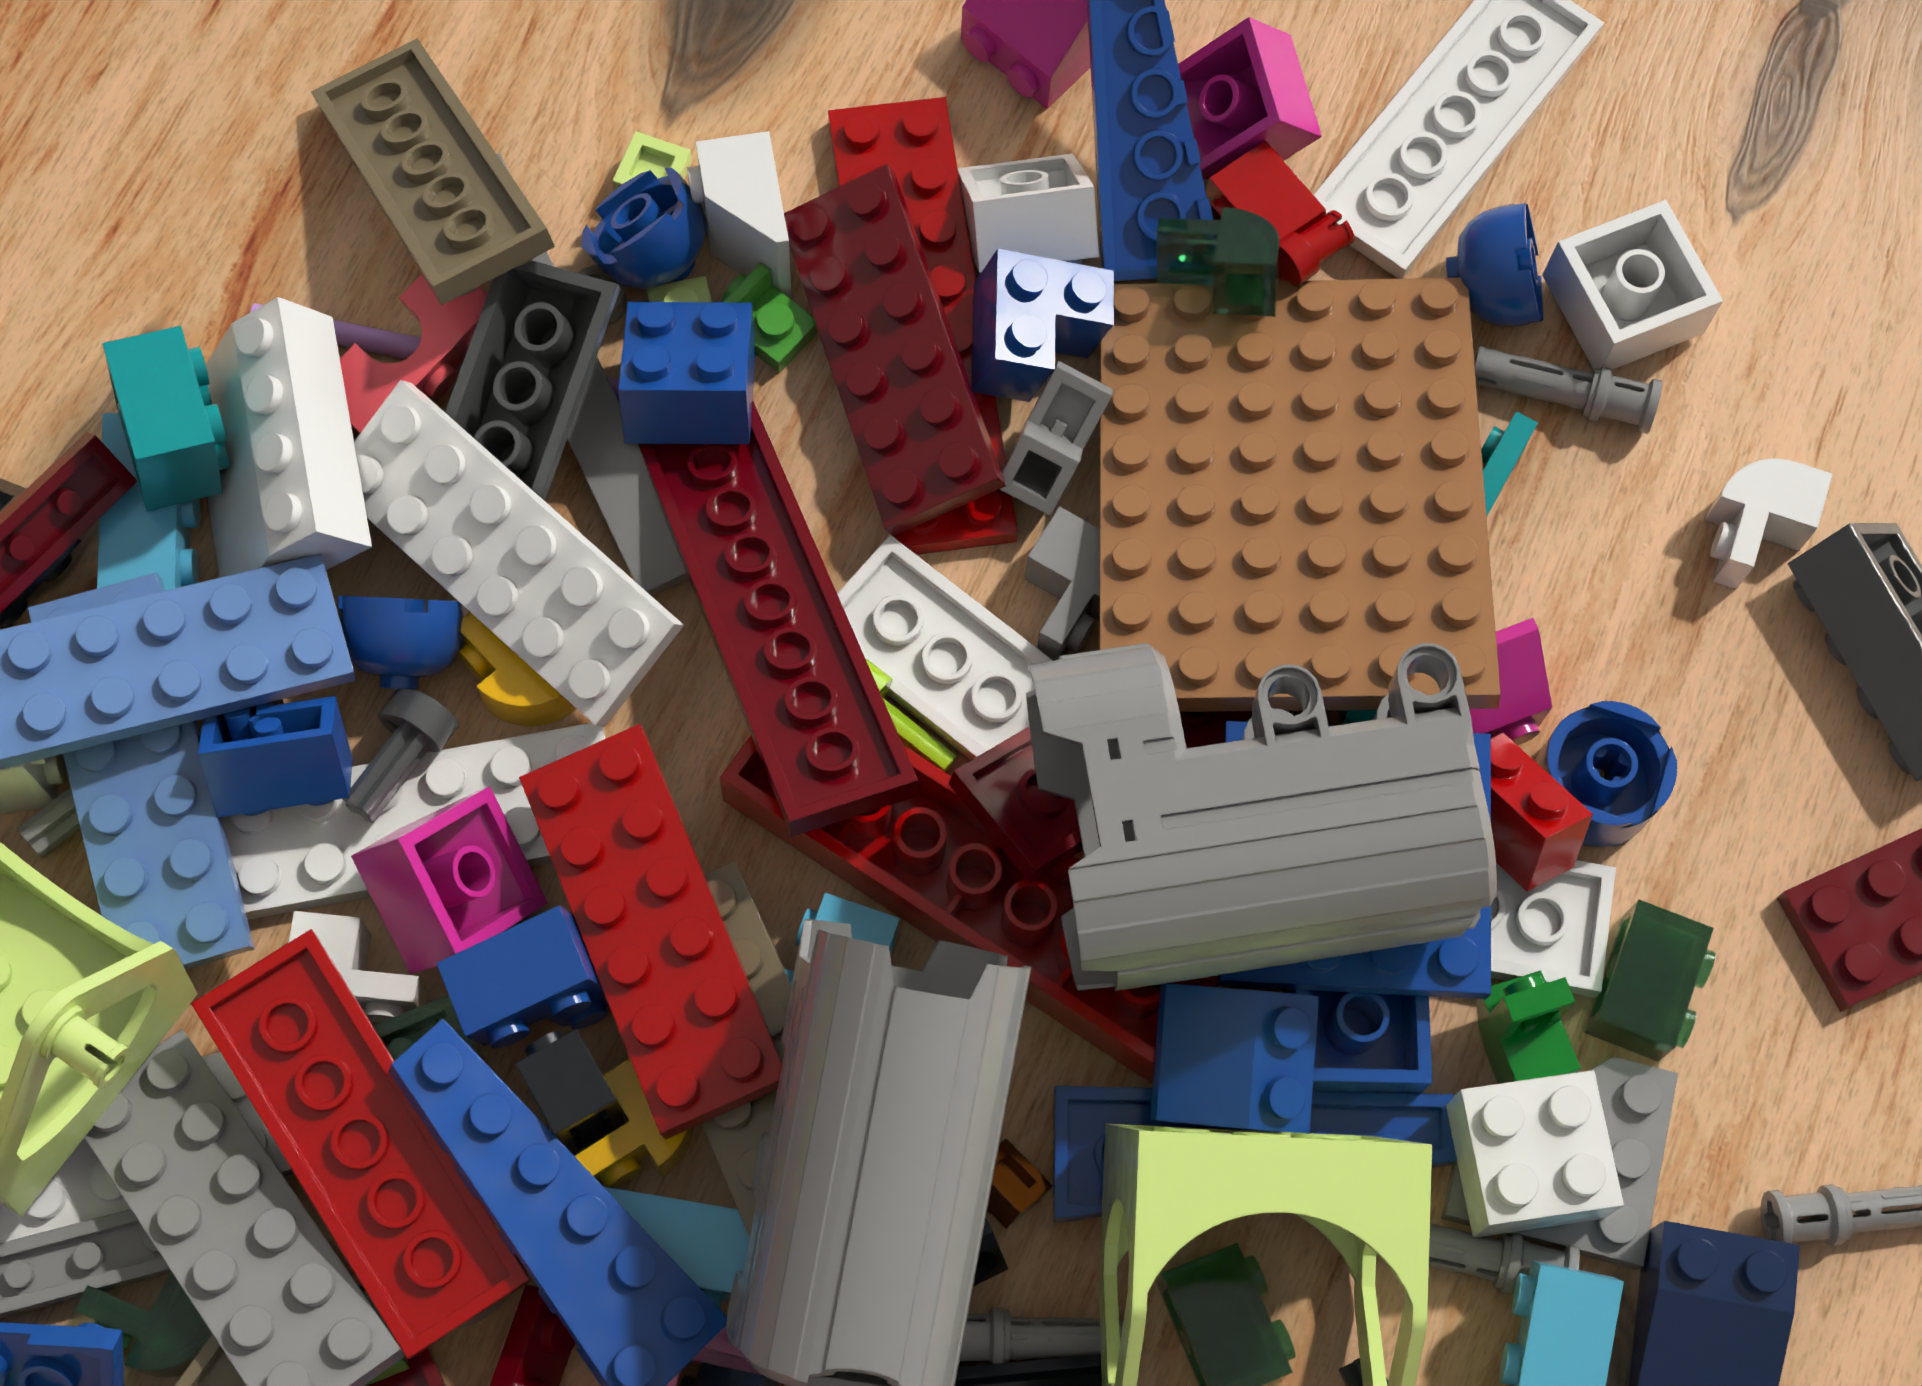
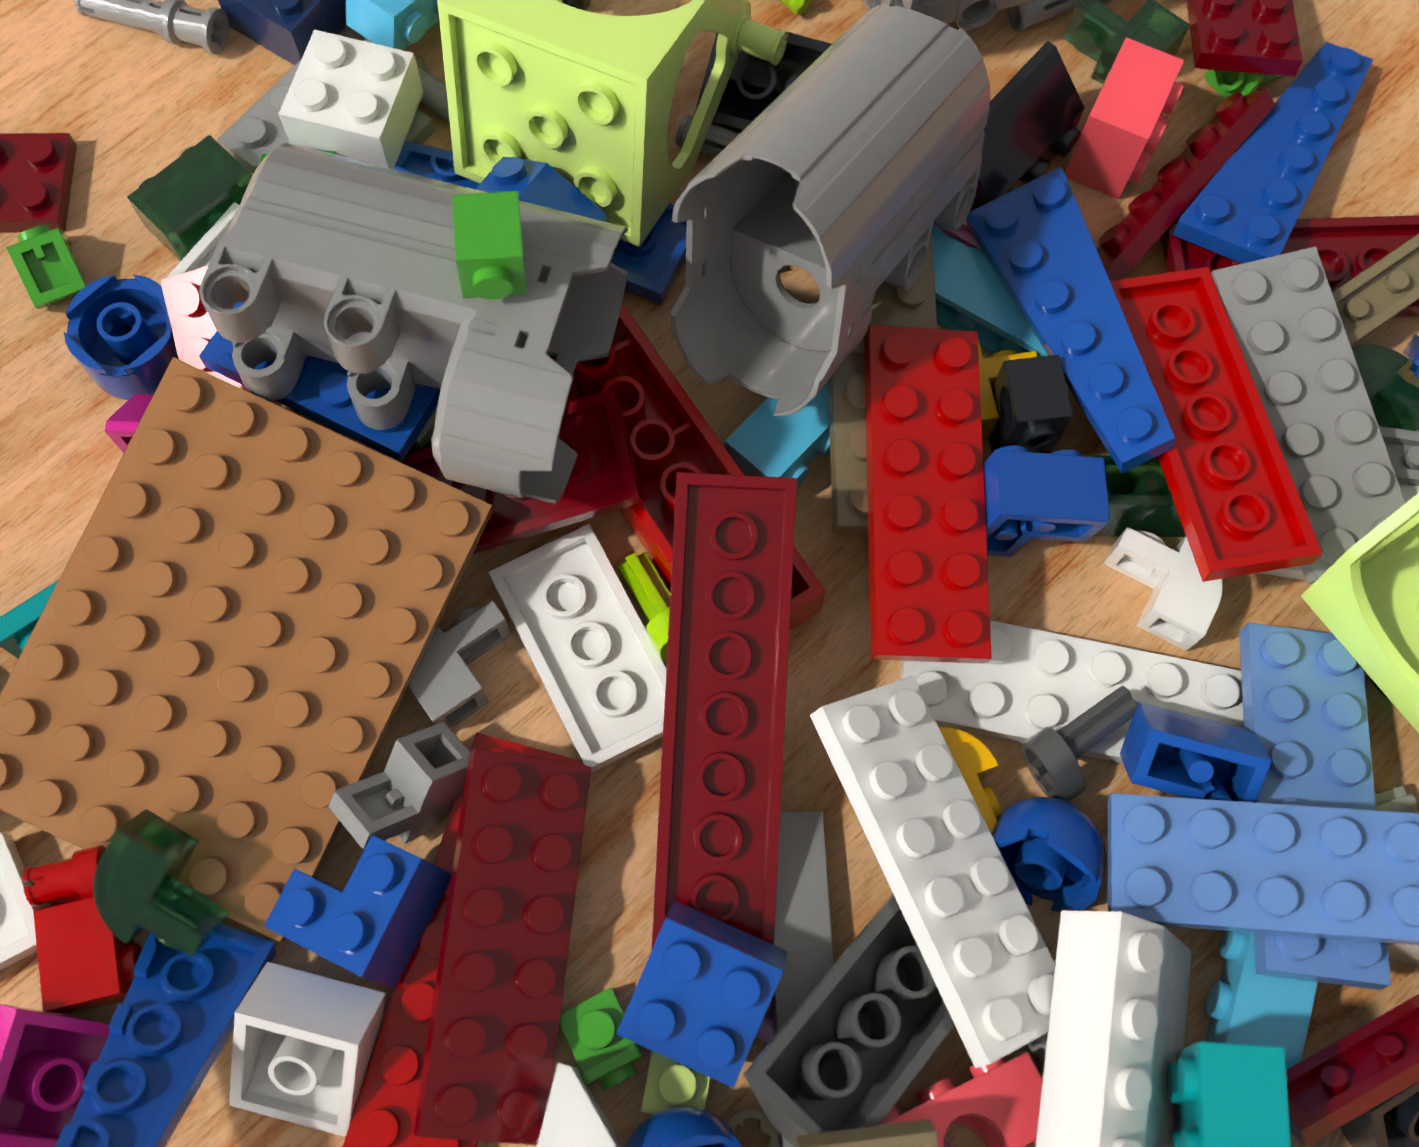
camera: 155 degrees left, 0 degrees up
(449, 880) = (1070, 610): dark pink slope -> none
(1189, 808) = (489, 244): none -> bright green brick
(1756, 832) = (46, 265): none -> bright green bracket

